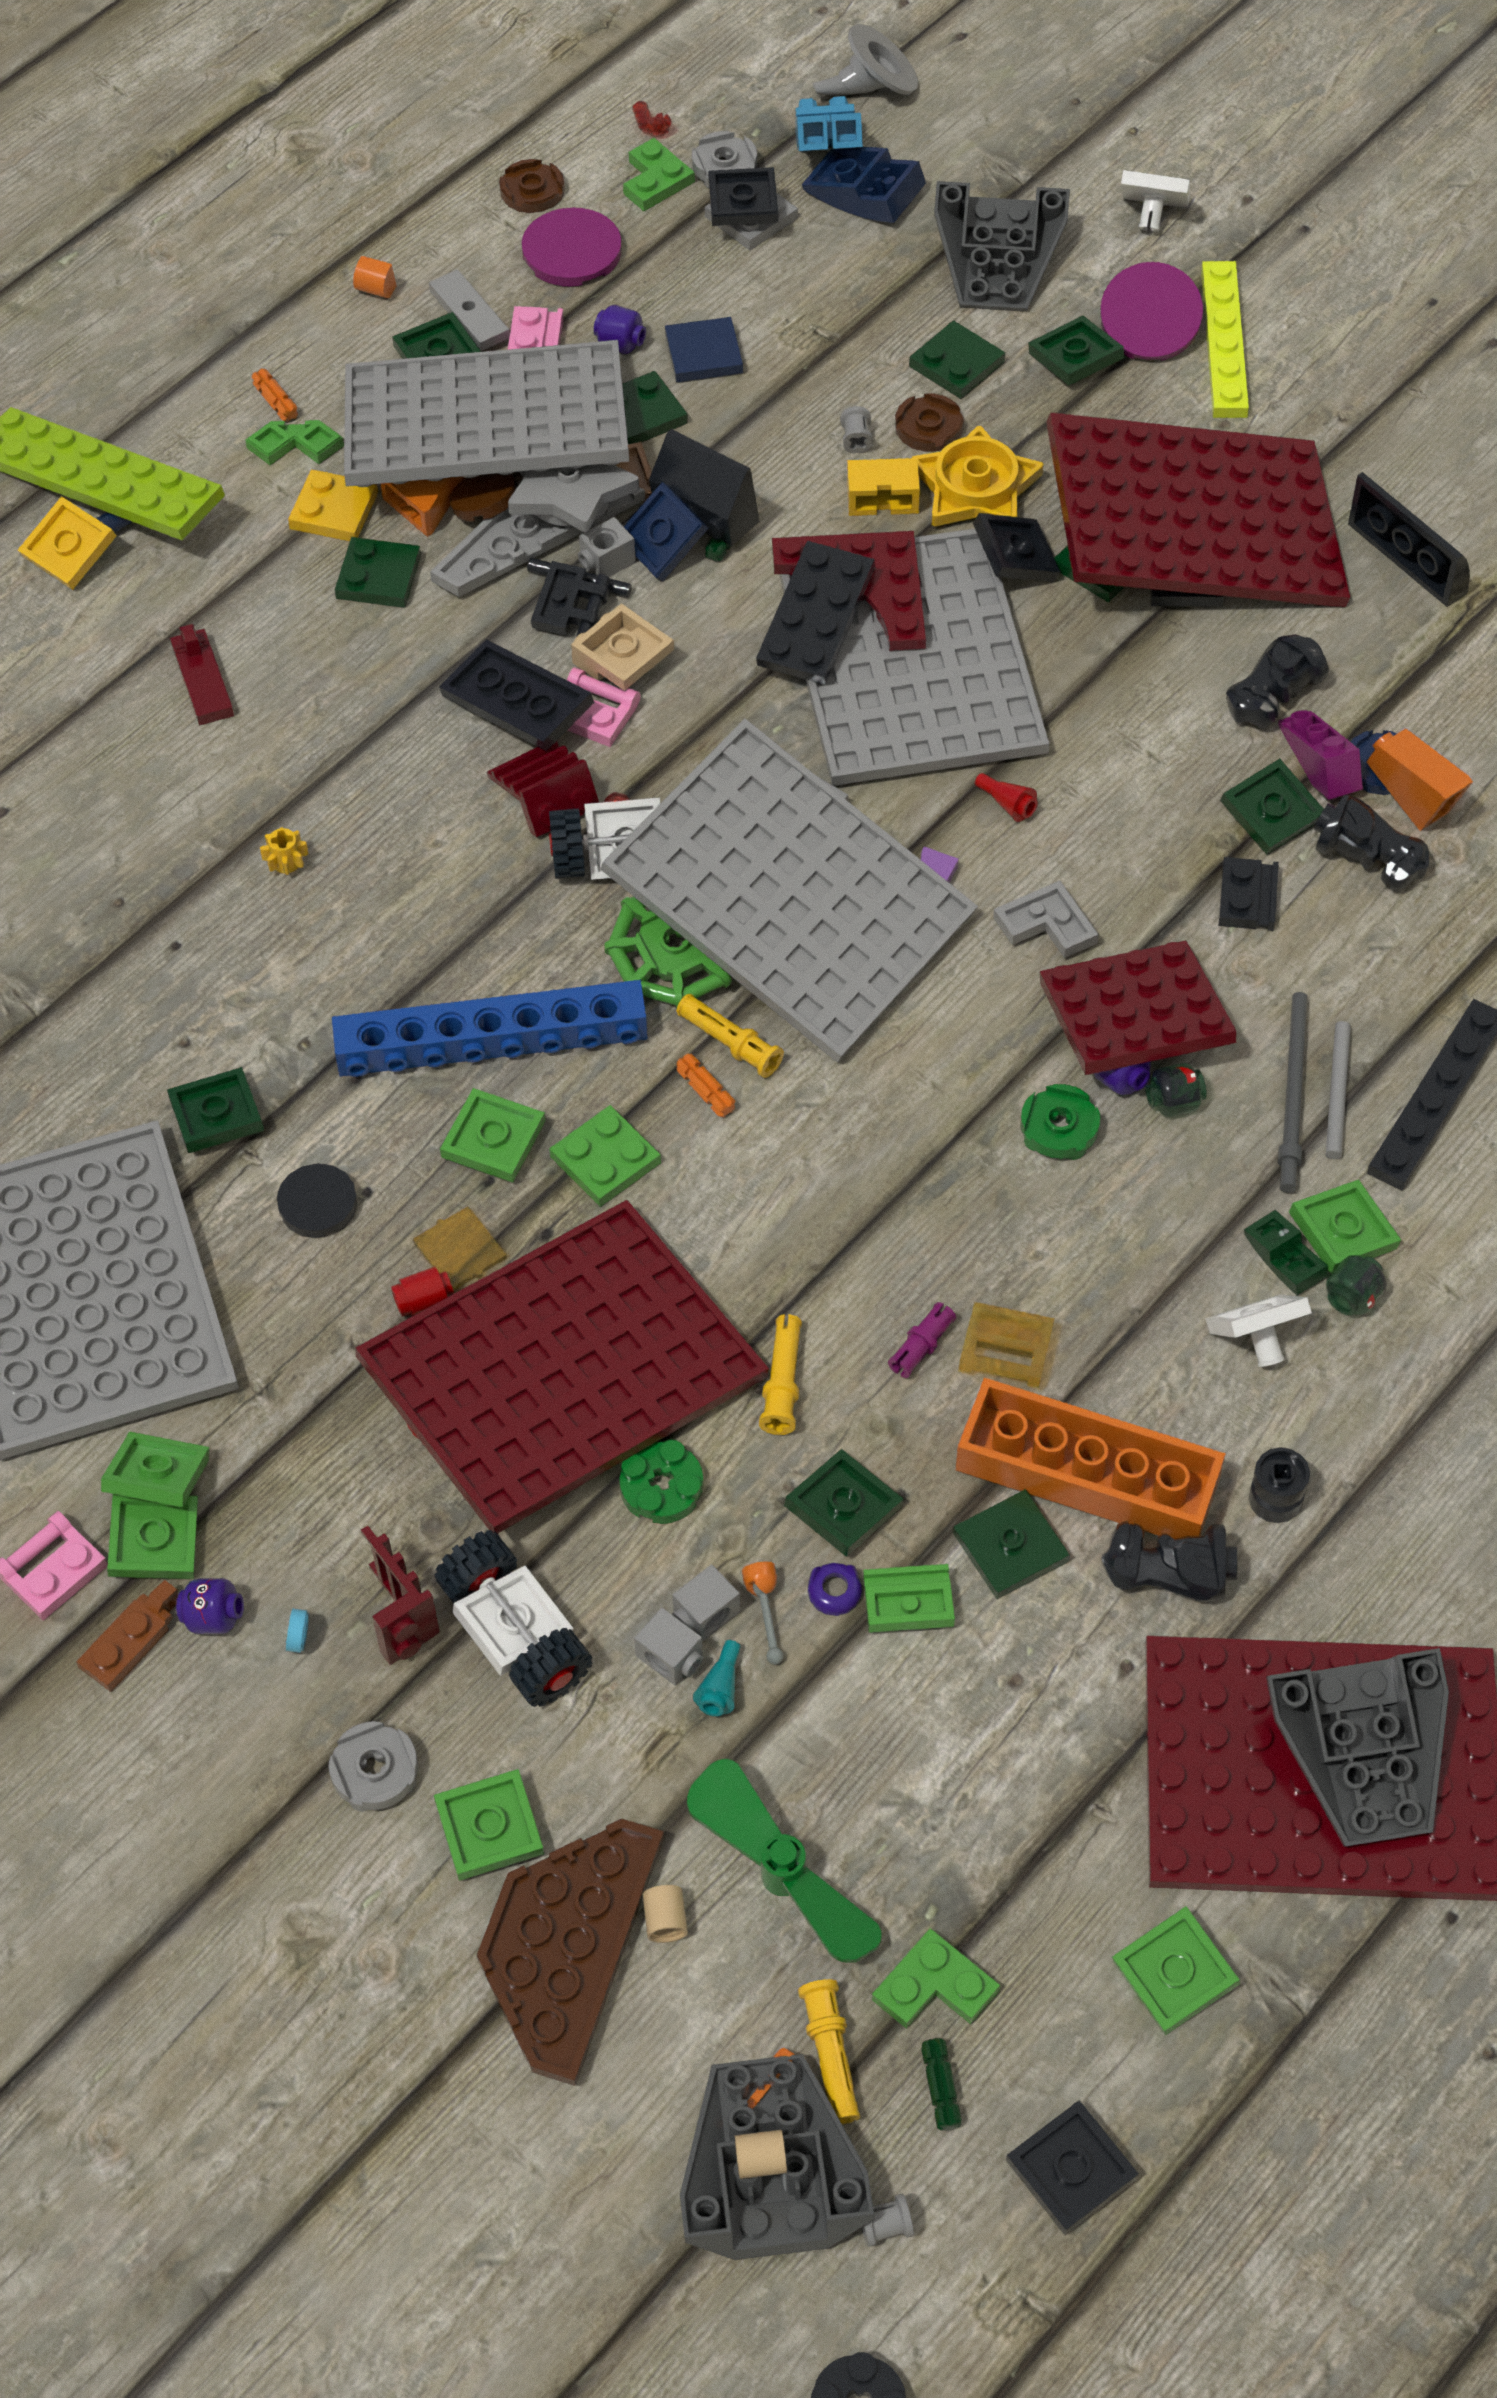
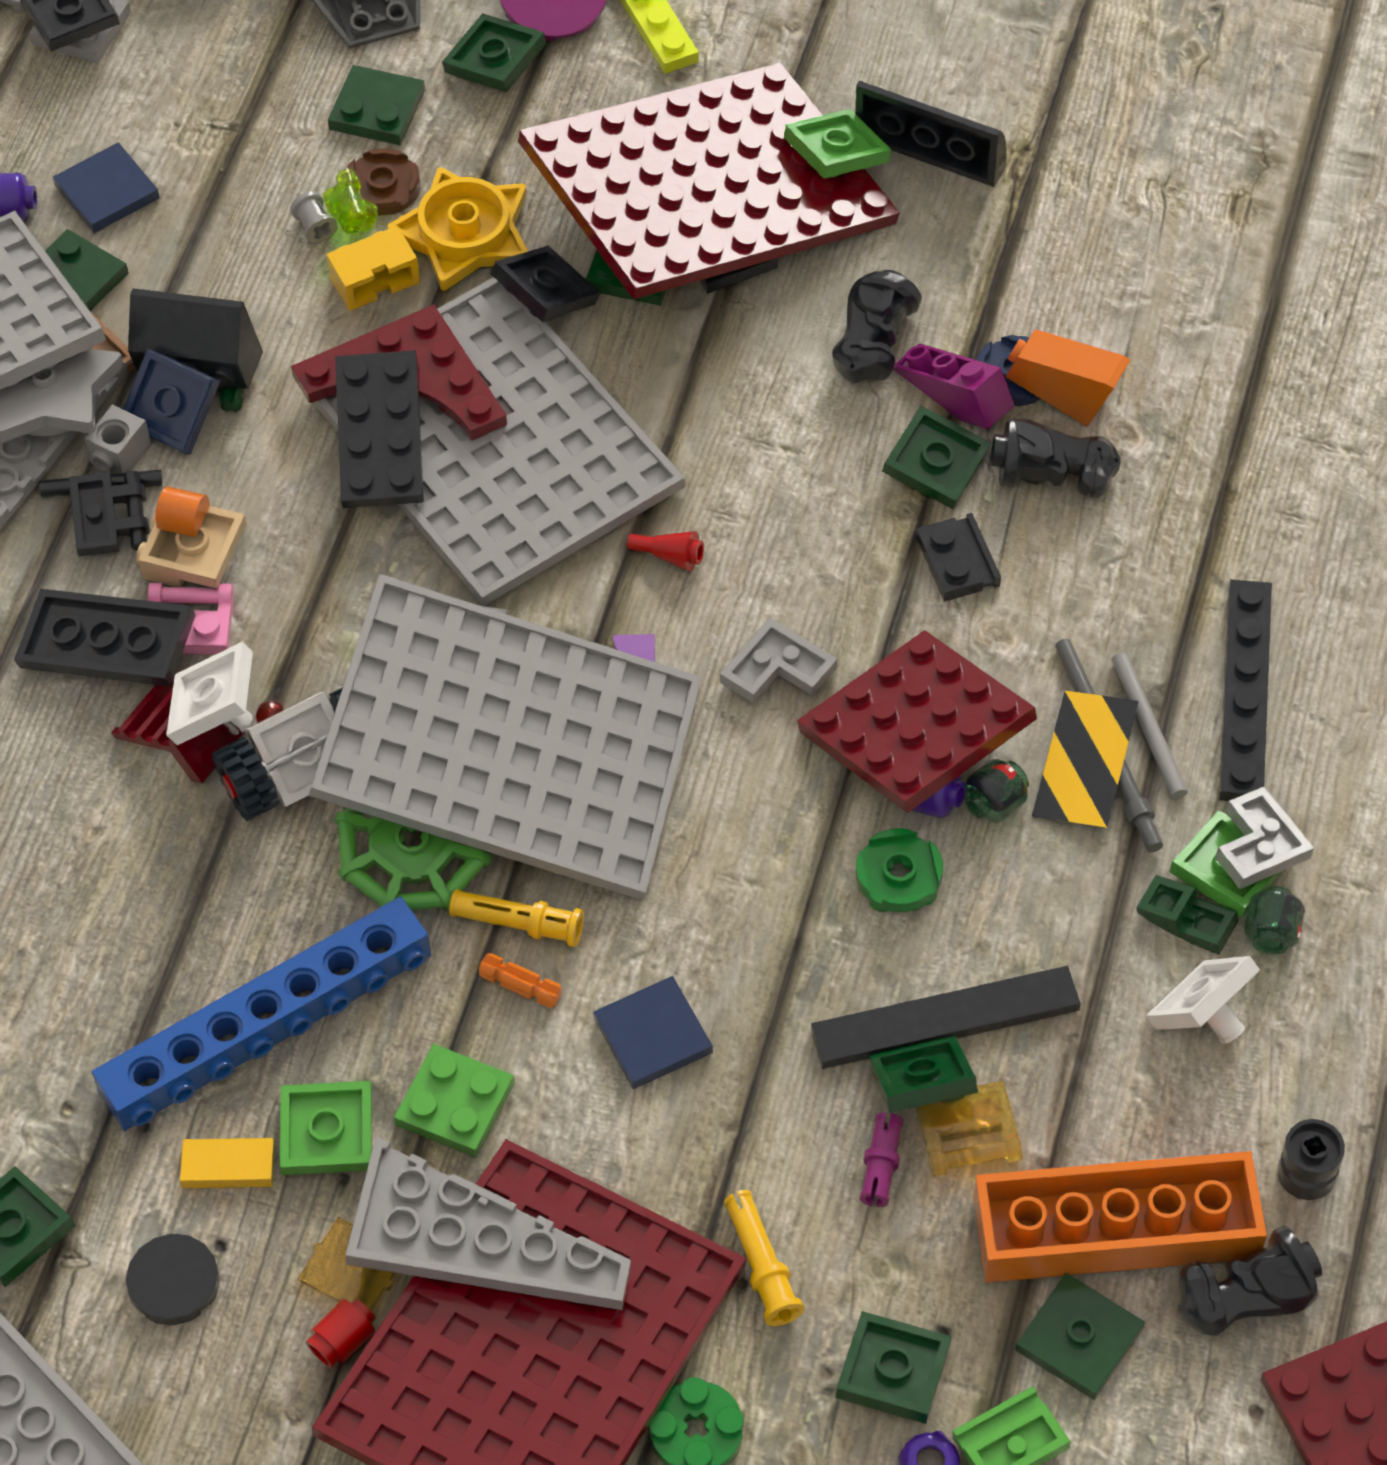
camera: 25 degrees left, 0 degrees up
(404, 1131) = (227, 1163): none -> yellow tile
(549, 1252) = (461, 1233): none -> light grey wing
(568, 765) = (211, 695): none -> white tile
(622, 617) = (181, 511): none -> orange brick
(790, 1167) = (653, 1032): none -> dark blue tile
(888, 430) = (347, 205): none -> clear neon green plate
(989, 1286) = (923, 1074): none -> dark green plate
(1037, 1251) = (945, 1016): none -> black tile
(1267, 1094) = (1085, 759): none -> sticker
(1322, 520) = (837, 143): none -> bright green plate
(1384, 1221) = (1268, 843): none -> plate

